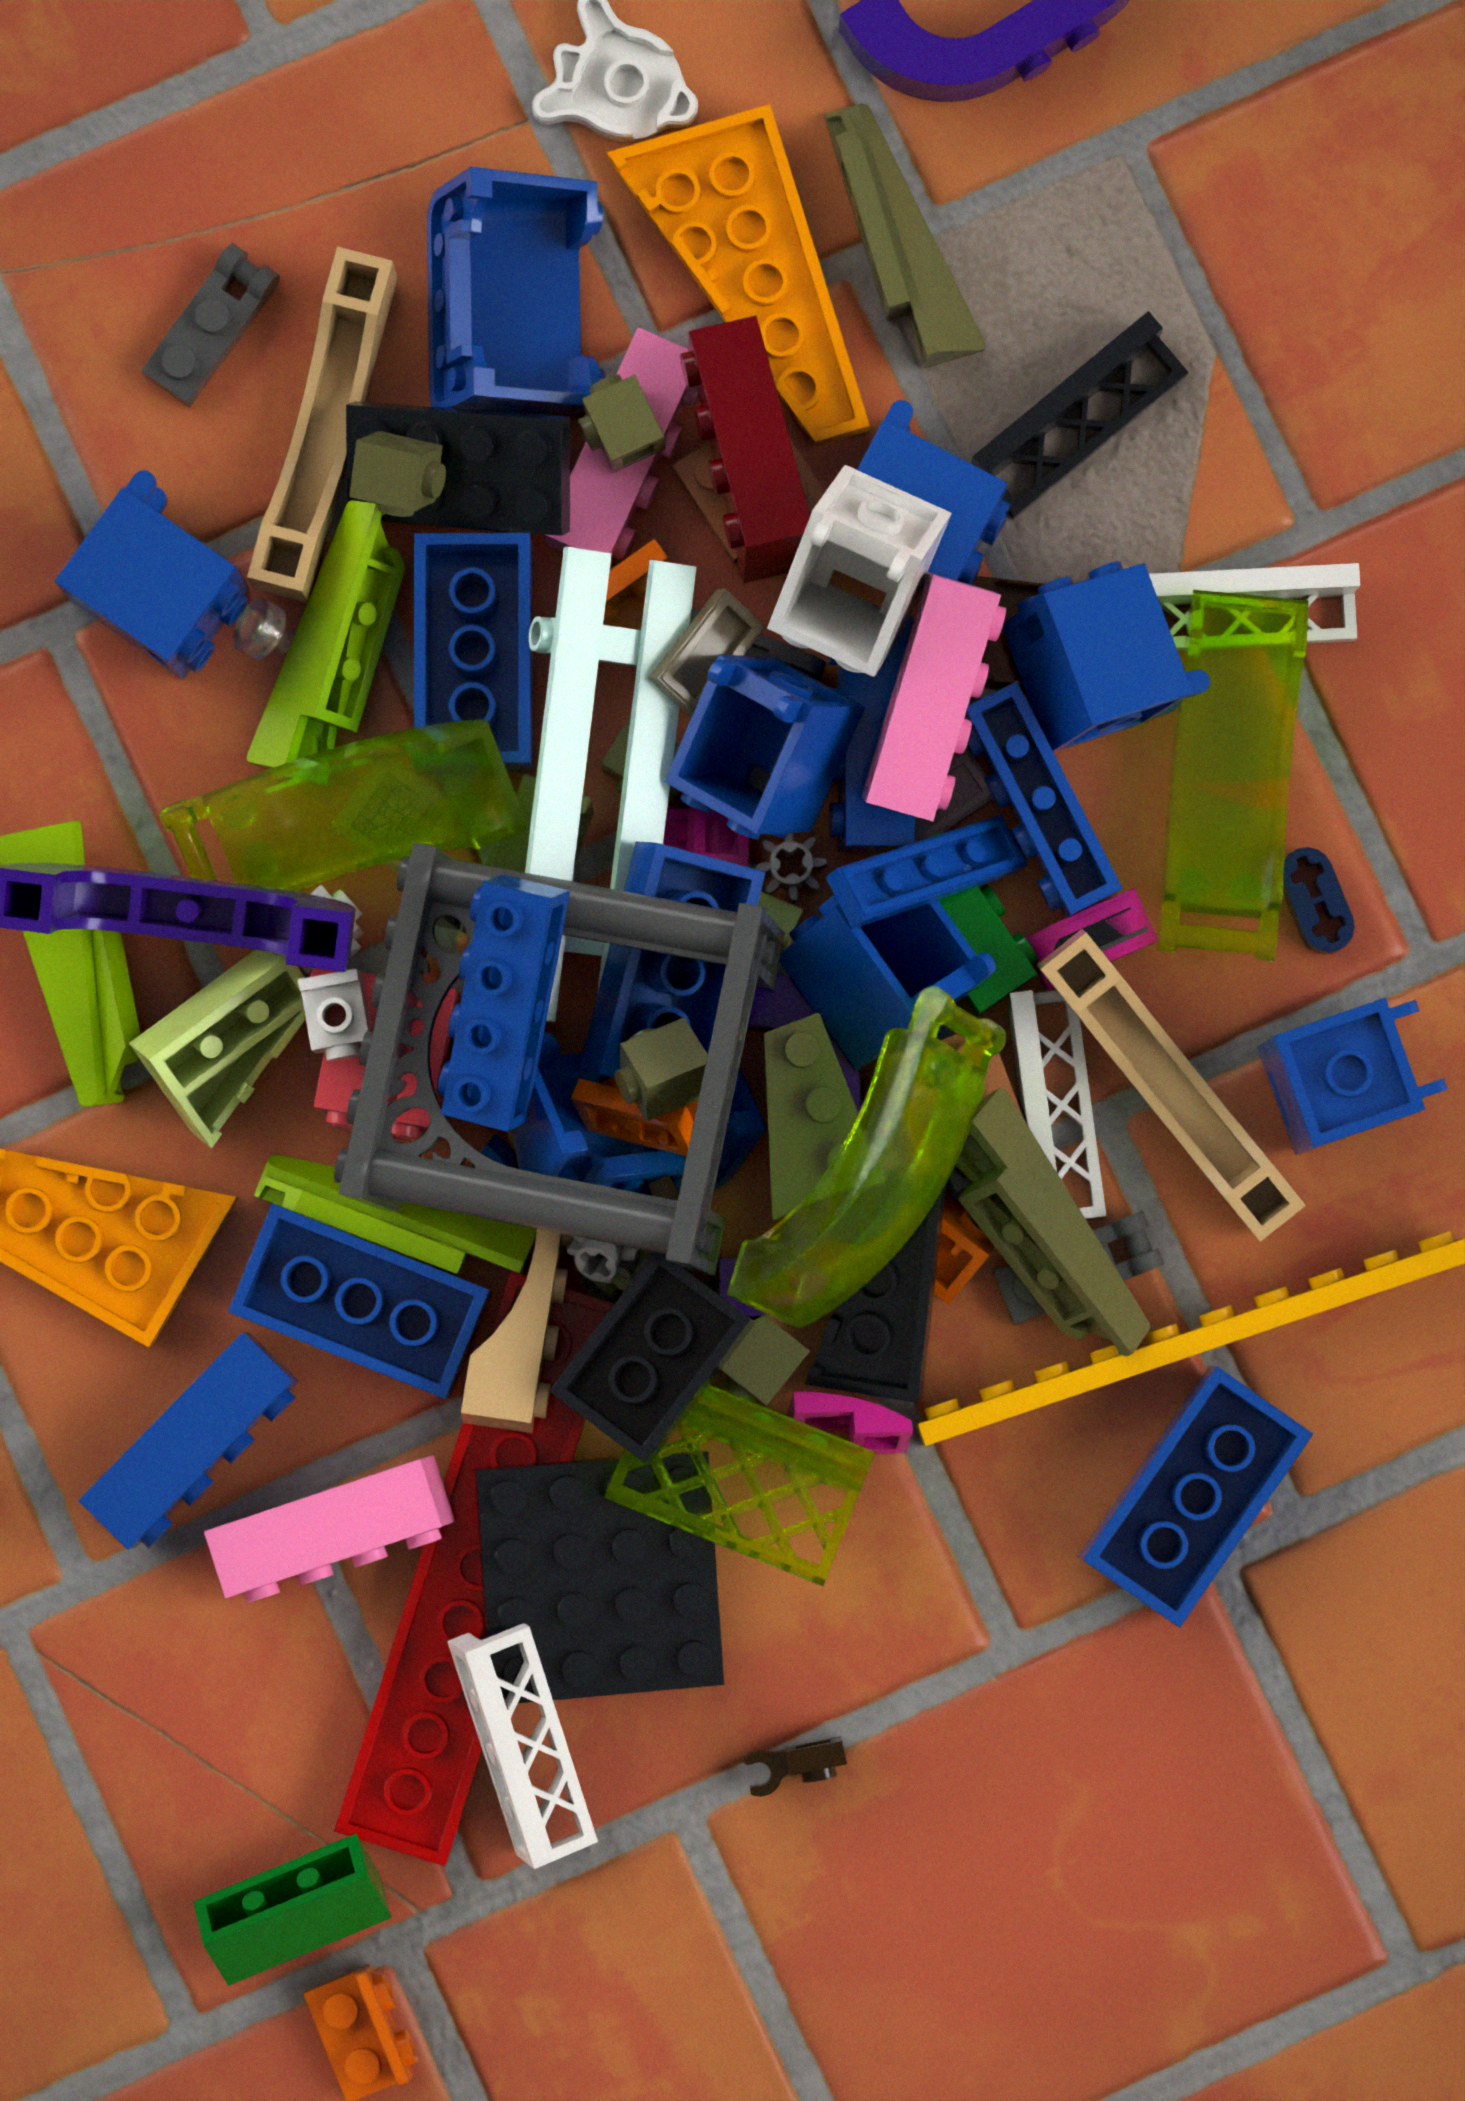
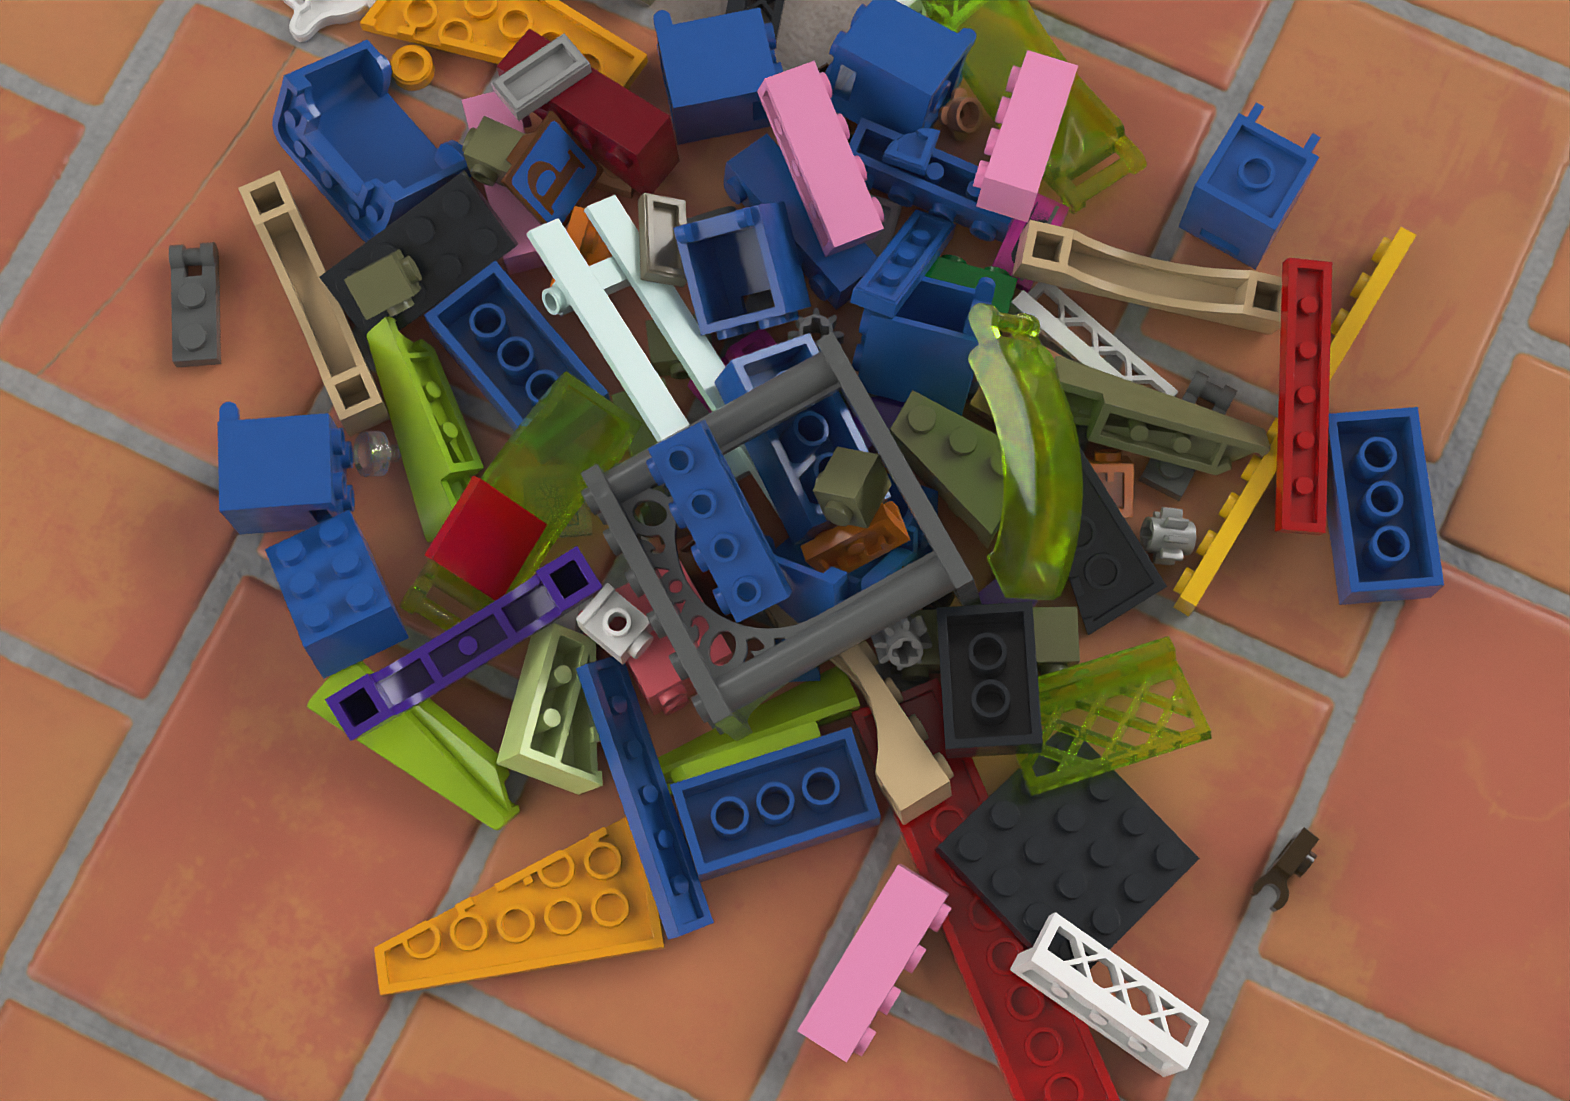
camera: 40 degrees left, 10 degrees down
(108, 750) = (336, 594): none -> blue brick
(189, 1441) = (739, 983): blue brick -> none
(241, 1192) = (645, 797): none -> blue plate
(289, 817) = (486, 539): none -> red tile
(625, 241) = (412, 67): none -> light orange tile
(654, 489) = (551, 171): none -> piece
(721, 383) = (541, 77): none -> light grey tile
(861, 1420) = (1138, 627): dark pink slope -> none
(874, 538) = (712, 94): white container -> none
(963, 1353) = (1168, 536): none -> light grey gear
(1037, 759) = (912, 150): none -> blue tile
(1136, 749) = (961, 114): none -> nougat plate
(1166, 836) = (1026, 135): none -> bright pink brick
(1209, 1330) = (1303, 397): none -> red plate
(1329, 895) = (1141, 116): dark blue beam -> none

